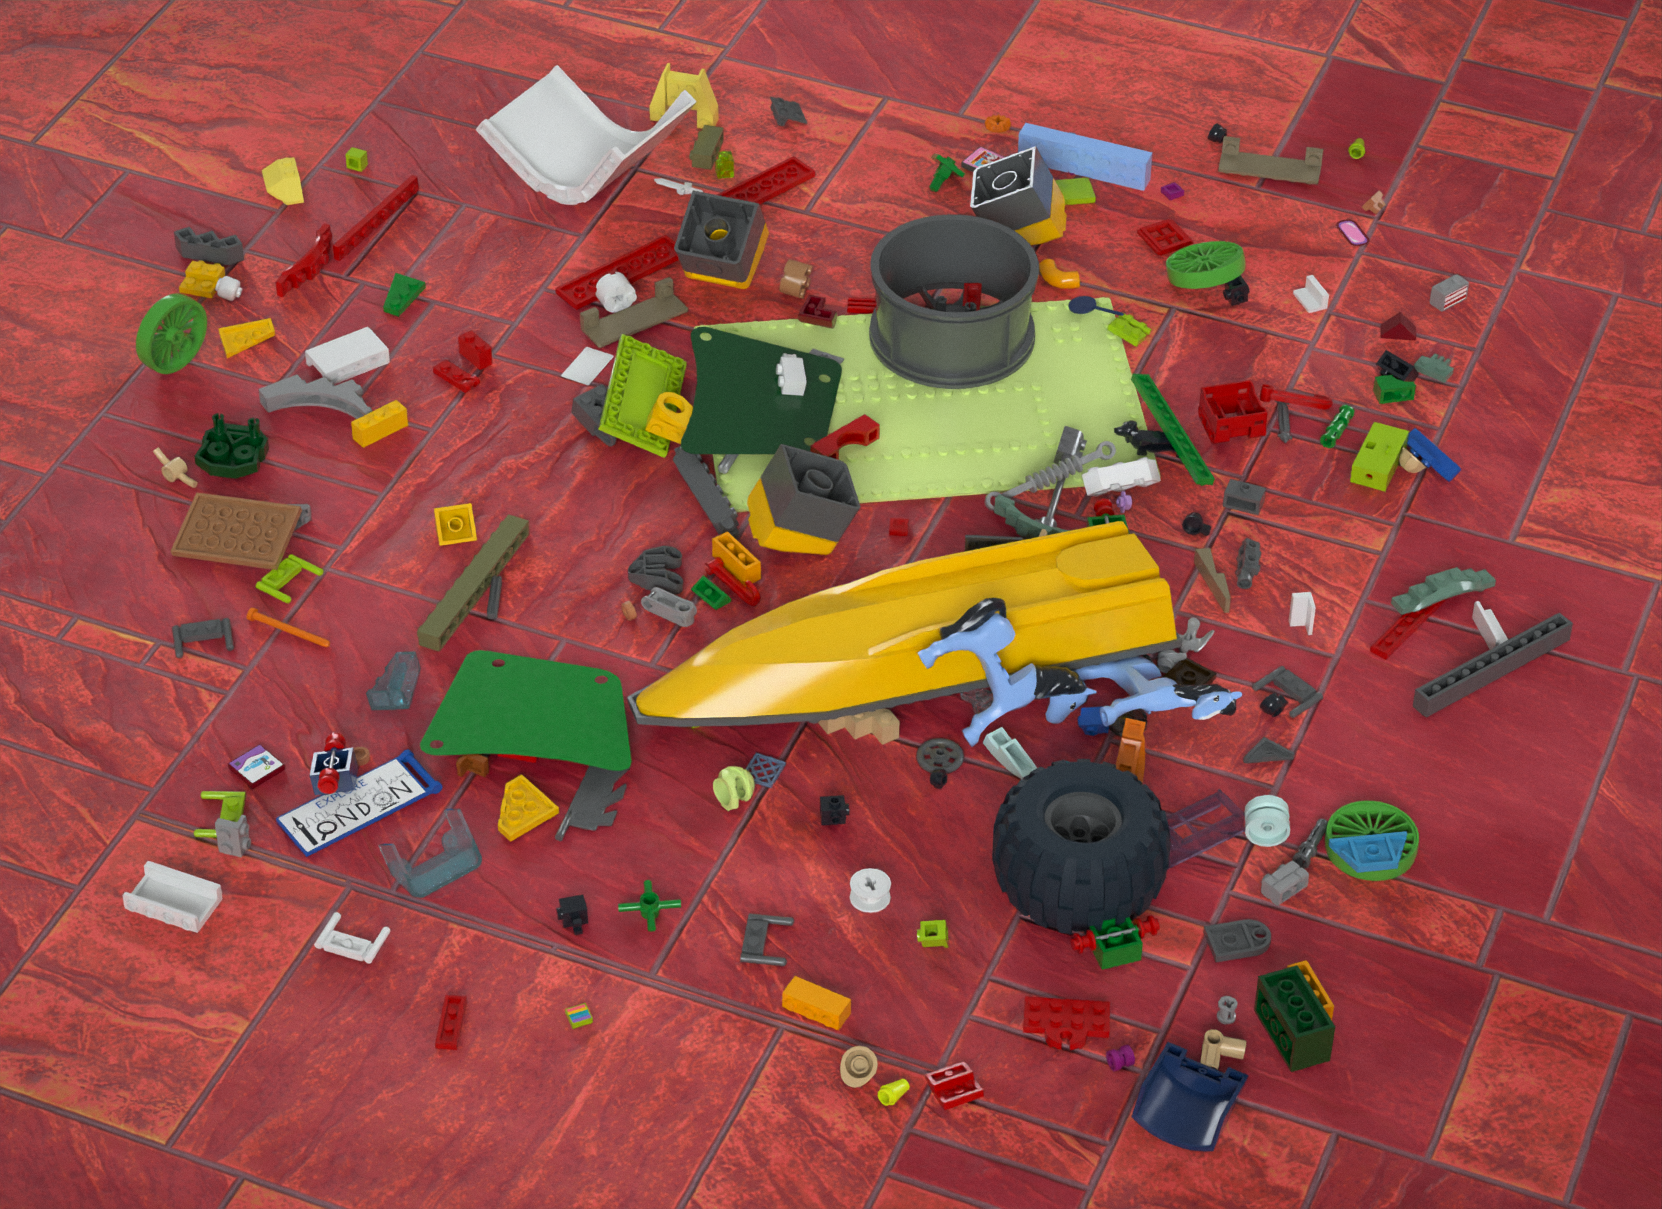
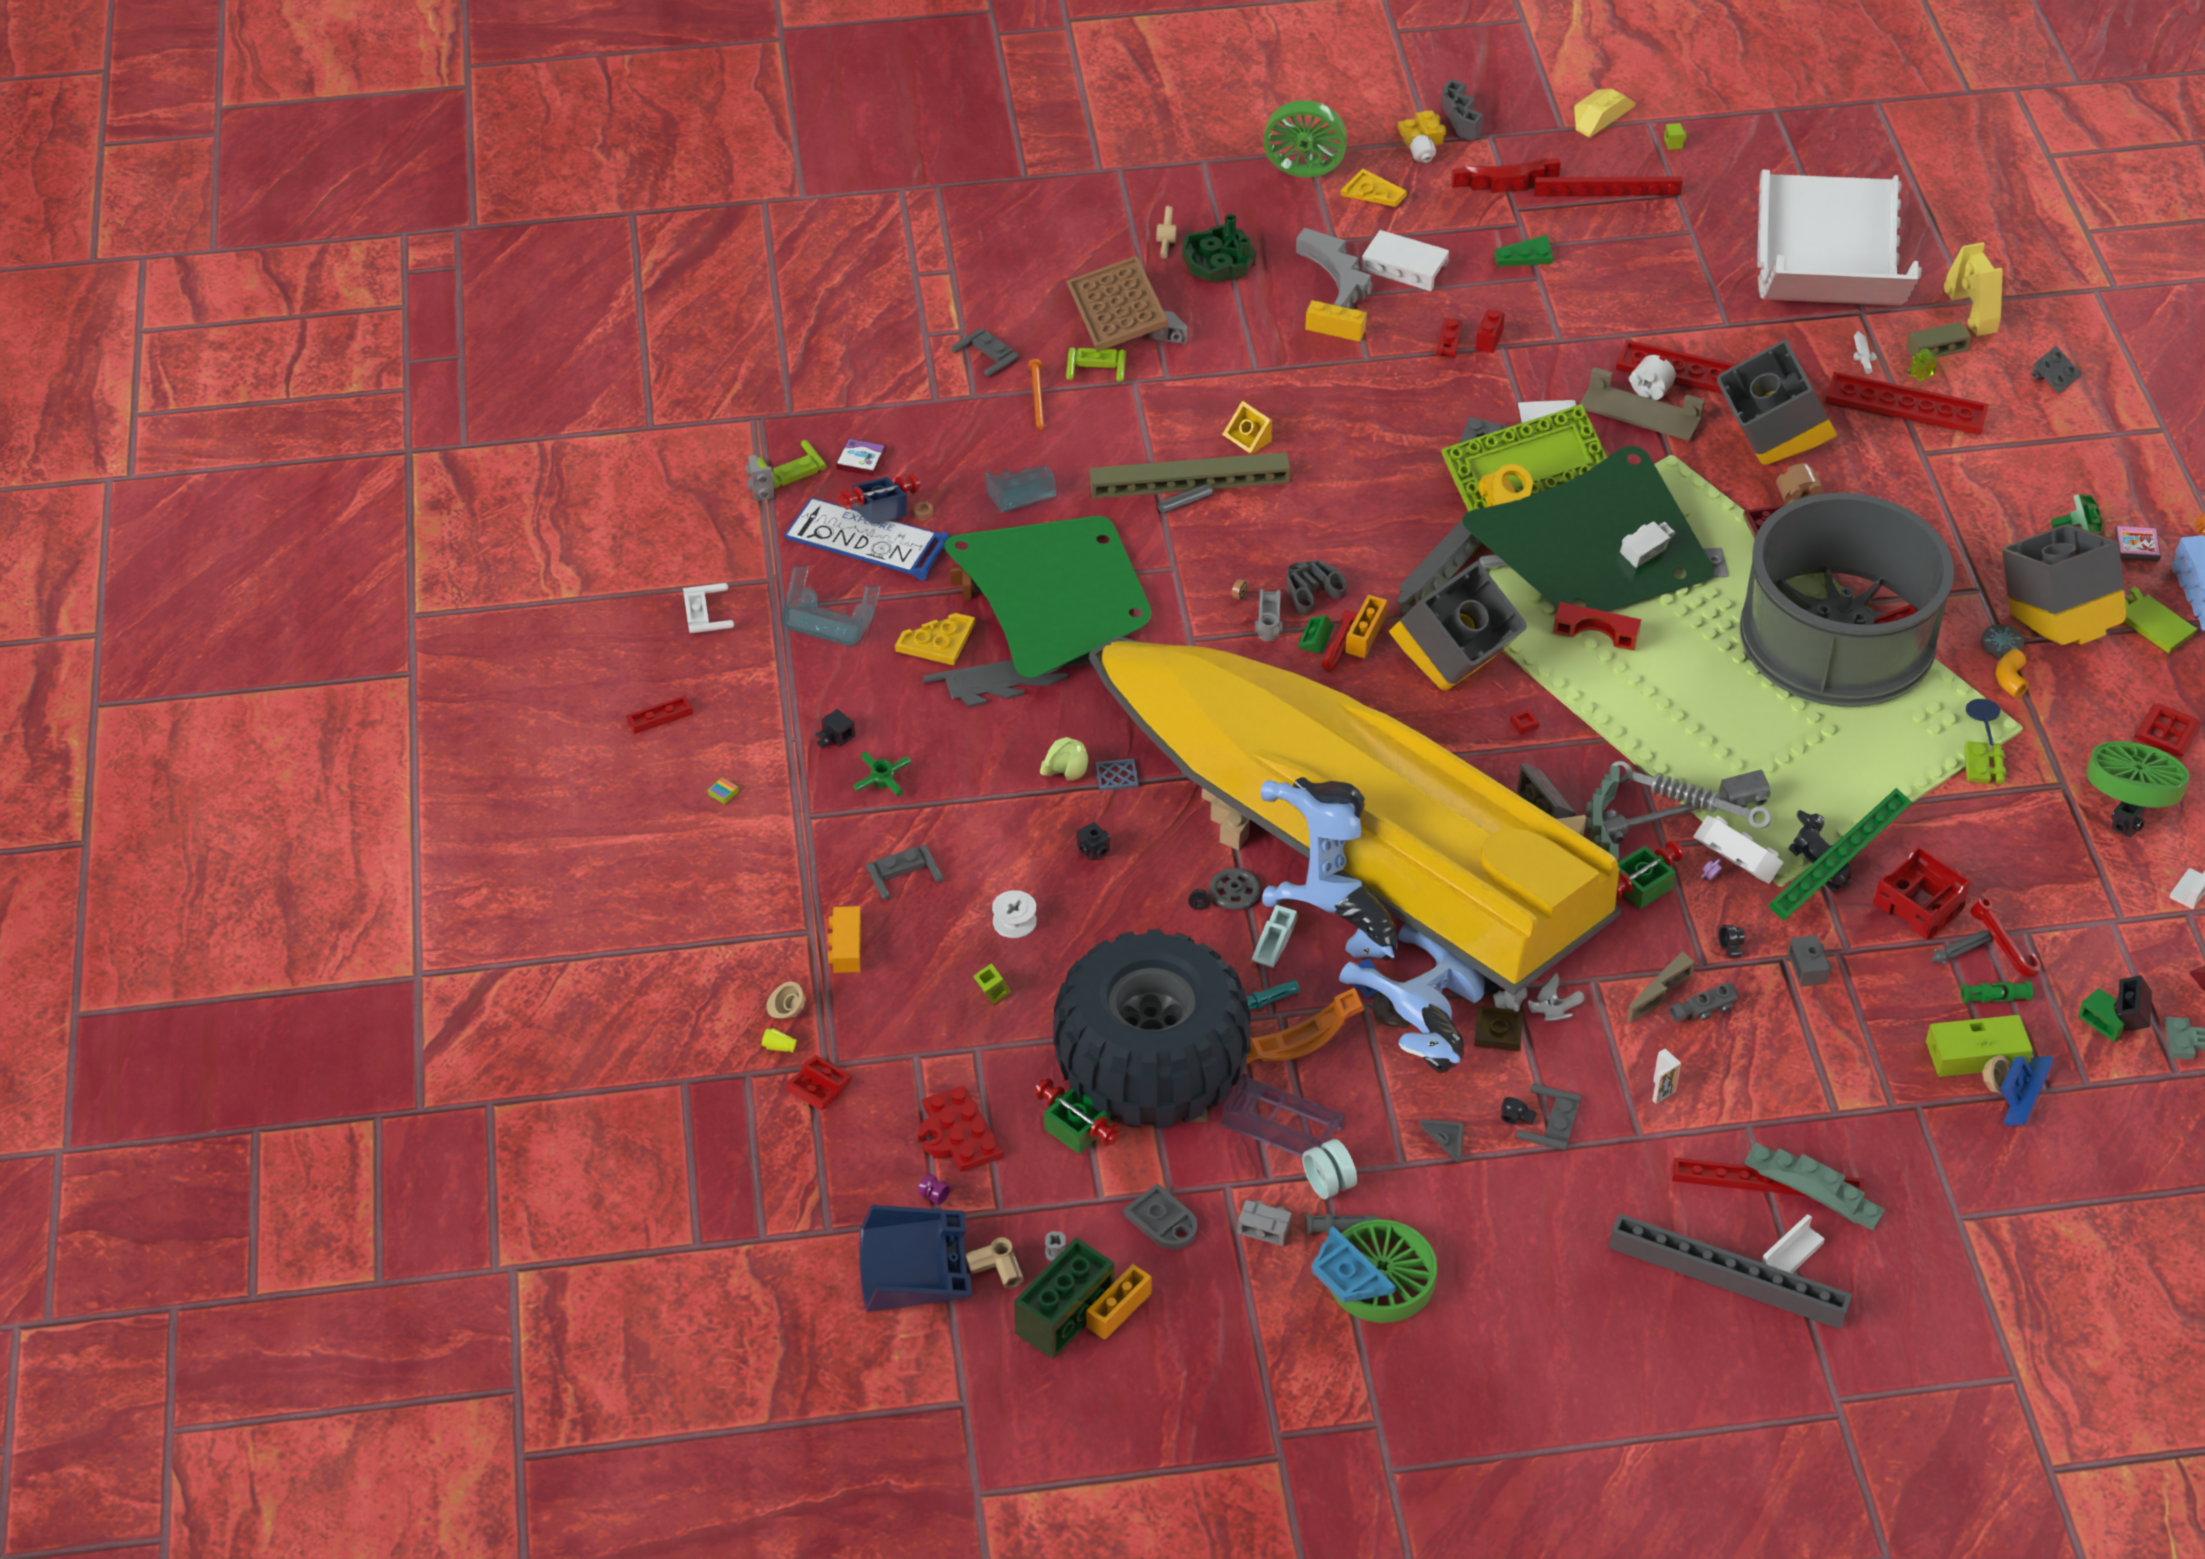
camera: 60 degrees right, 5 degrees up
(174, 897) = (672, 484): white panel -> none

